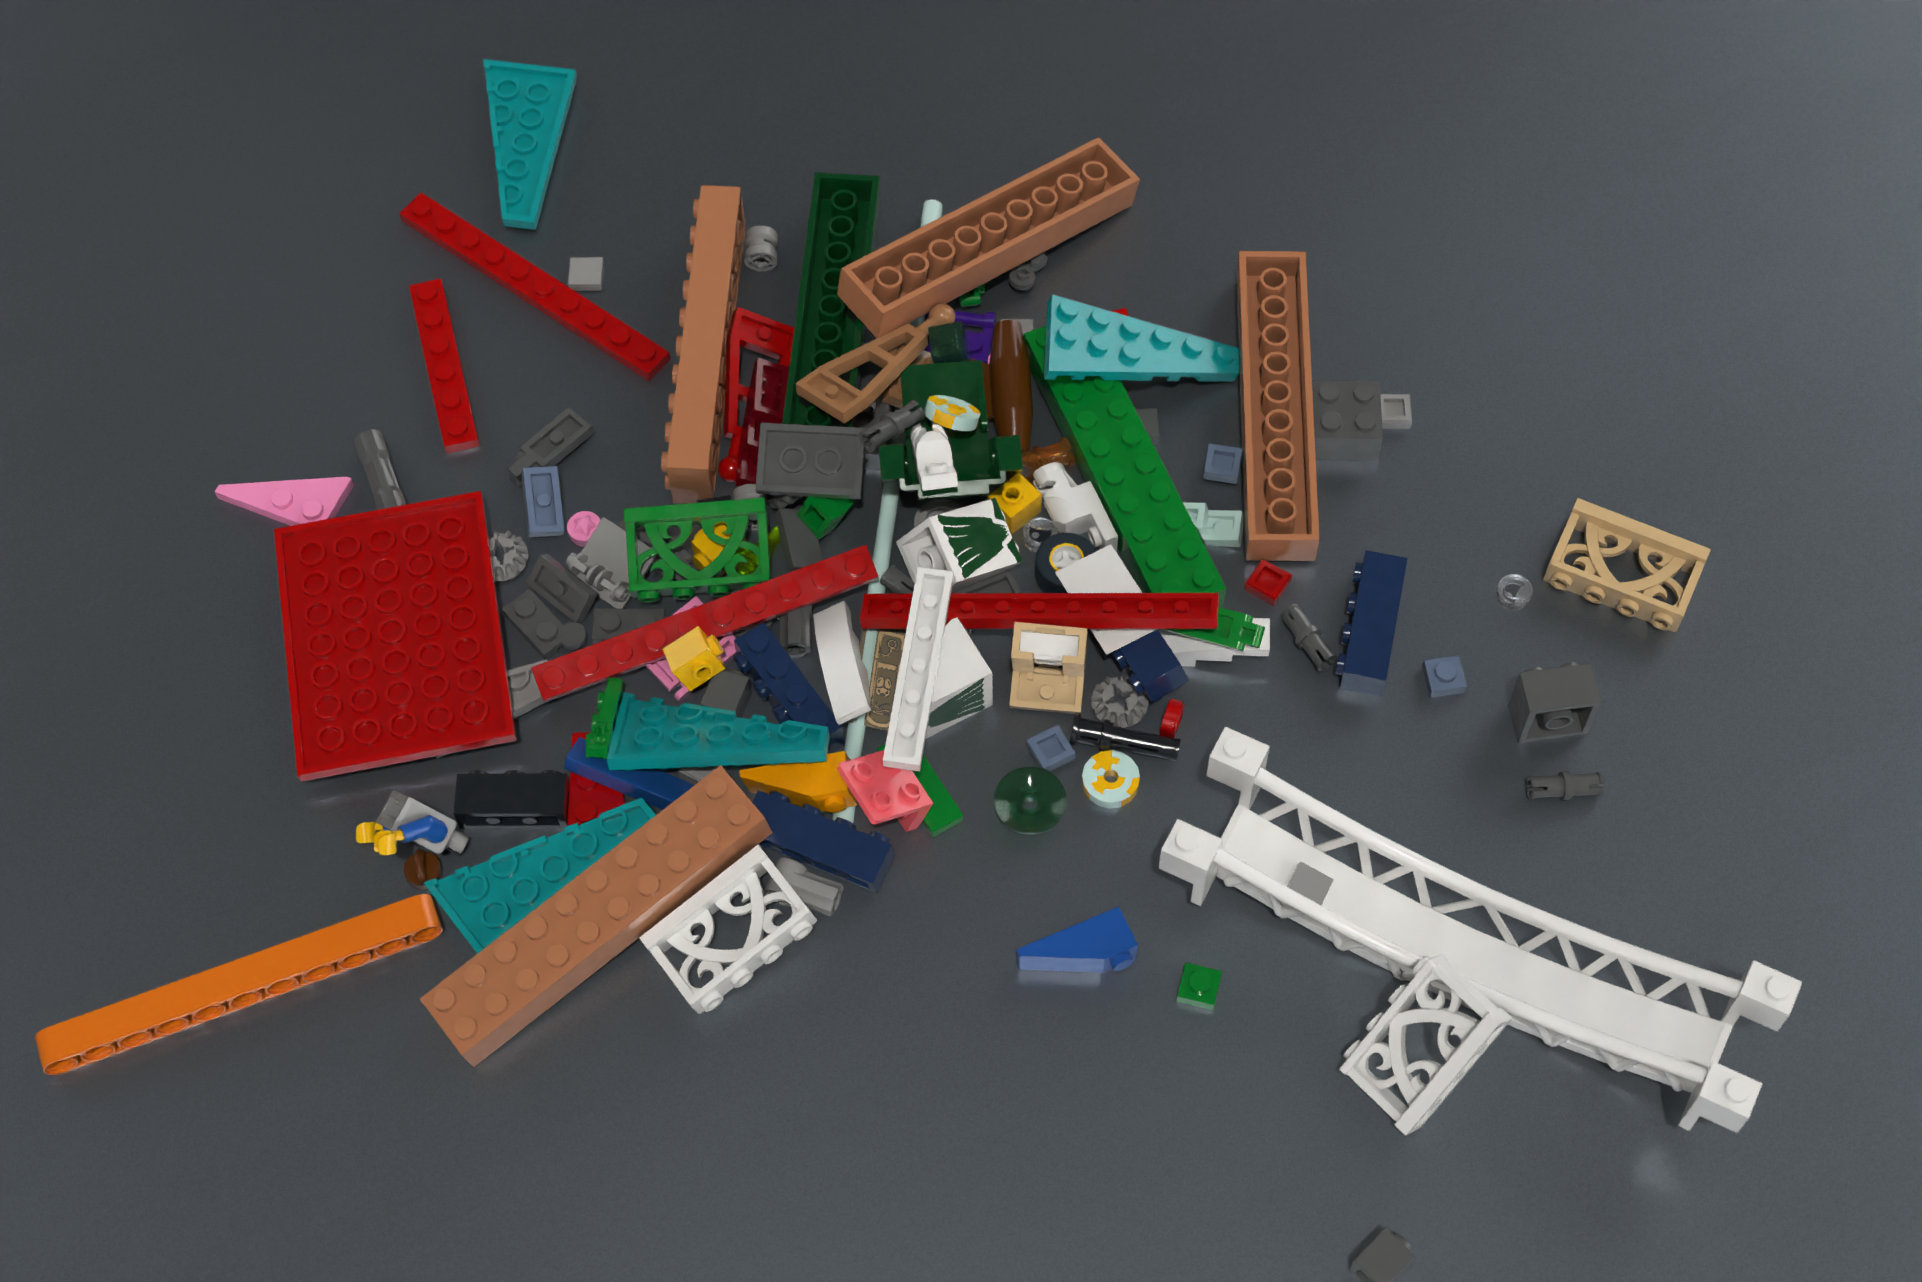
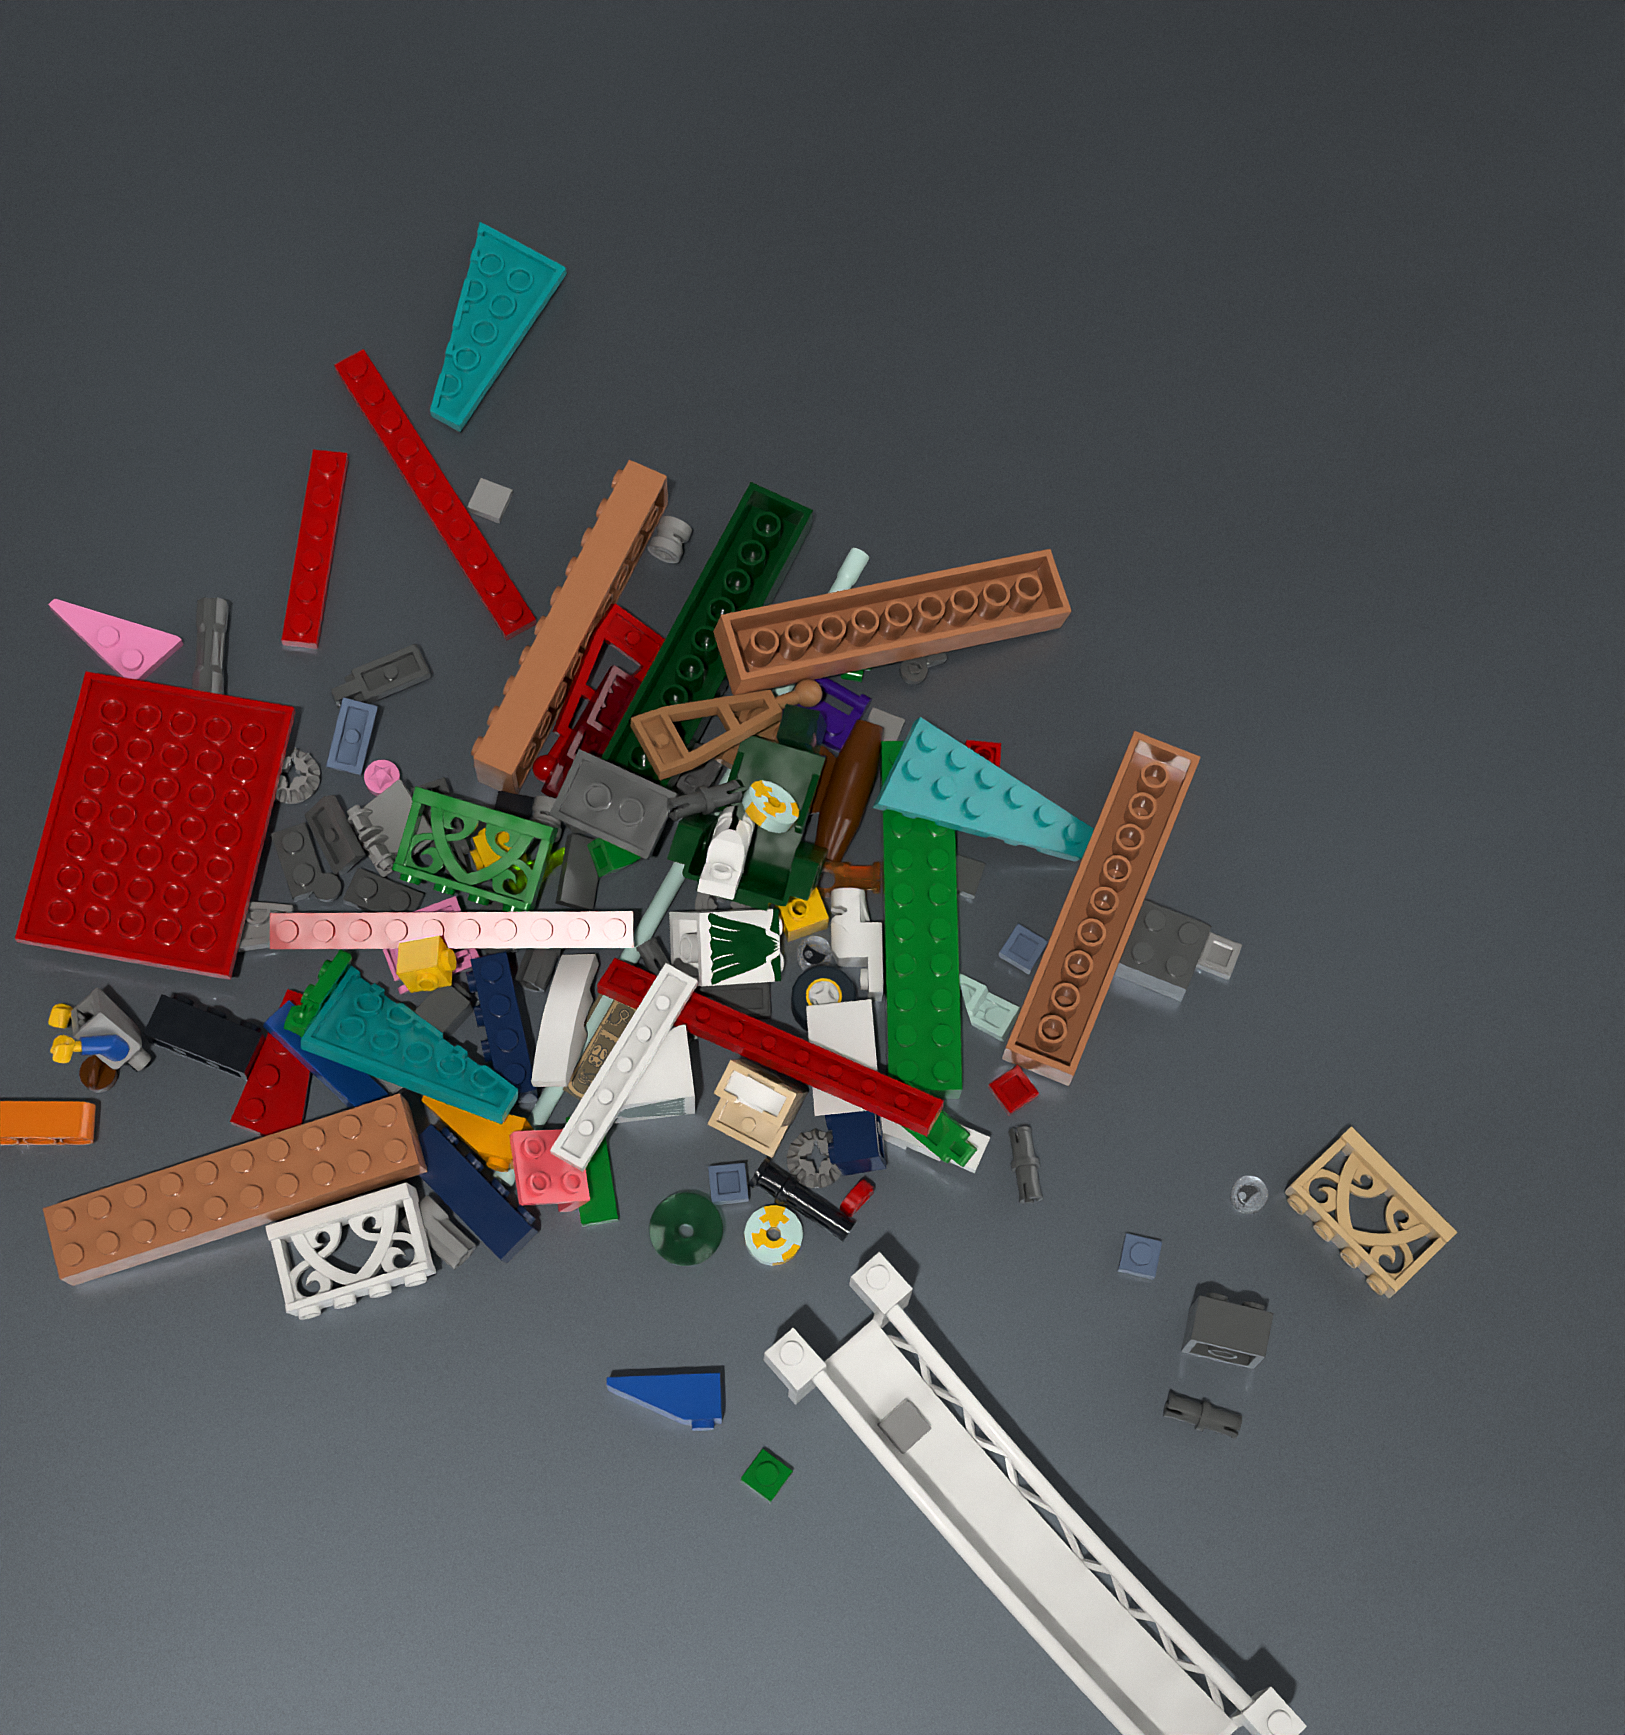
camera: 15 degrees right, 10 degrees up
(513, 883) = (173, 1126): teal wing -> none
(1373, 623) = (1093, 1175): dark blue brick -> none
(1474, 1036) = (985, 1641): white fence -> none

